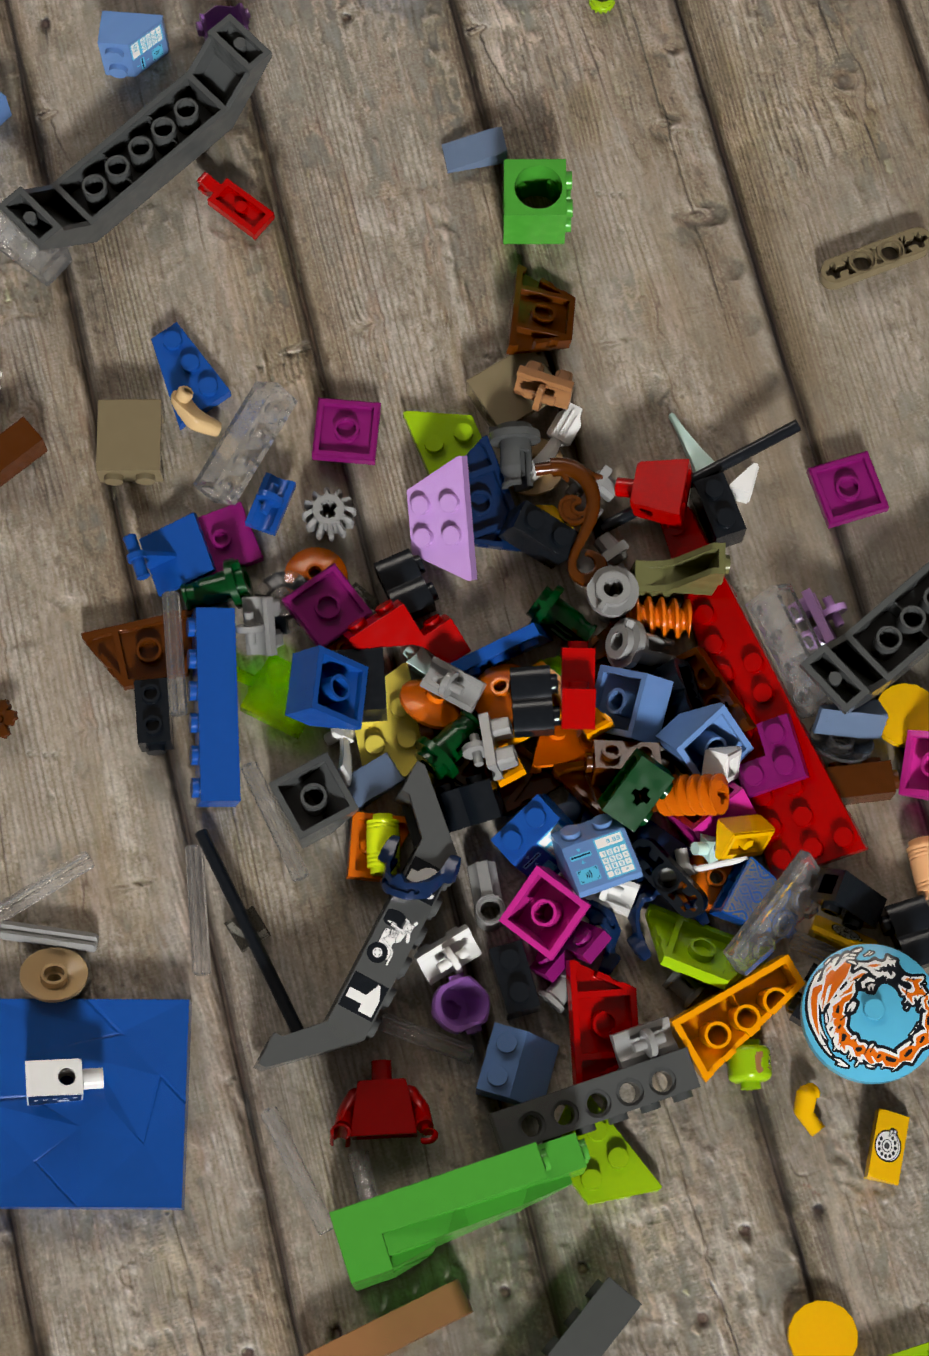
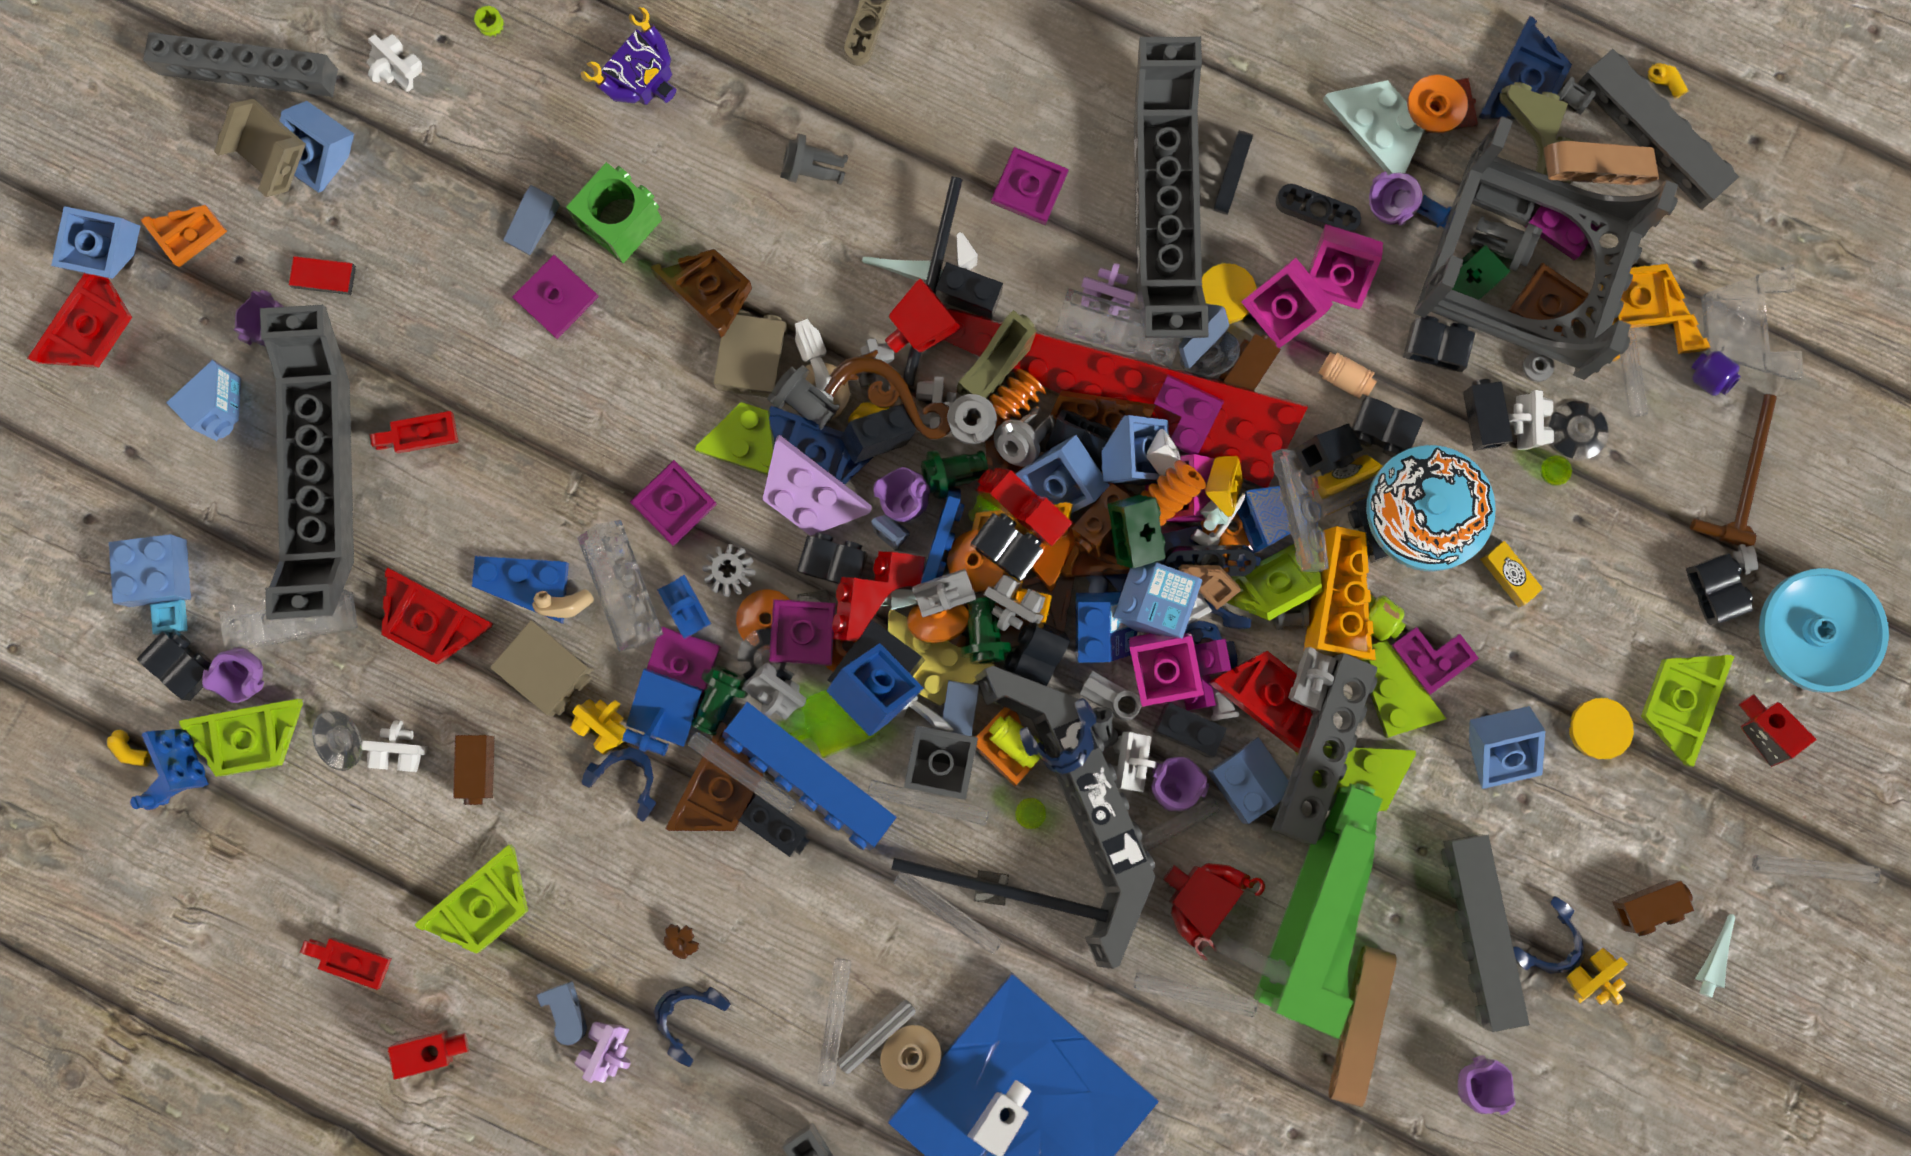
camera: 50 degrees left, 10 degrees up
(82, 545) = (641, 760): none -> dark blue helmet
(96, 328) = (427, 620): none -> red wing
(127, 515) = (602, 720): none -> yellow hips
(297, 43) = (322, 275): none -> red tile
(335, 910) = (1030, 813): none -> clear neon green plate
(431, 216) = (555, 296): none -> magenta plate
(454, 906) = (1104, 726): none -> dark grey bush
(469, 608) = (890, 531): none -> sand blue slope
(506, 594) = (902, 494): none -> medium lavender cap
(543, 387) = (771, 334): medium nougat hips -> none
(651, 894) = (1215, 585): none -> medium nougat tile
(663, 127) = (637, 68): none -> dark purple torso
(697, 1132) = (1398, 695): none -> lime wing
(704, 299) = (800, 157): none -> dark grey piece
(732, 1263) = (1507, 746): none -> medium blue slope
(745, 1143) = (1432, 666): none -> magenta plate
(804, 1108) = (1440, 605): yellow arm -> none

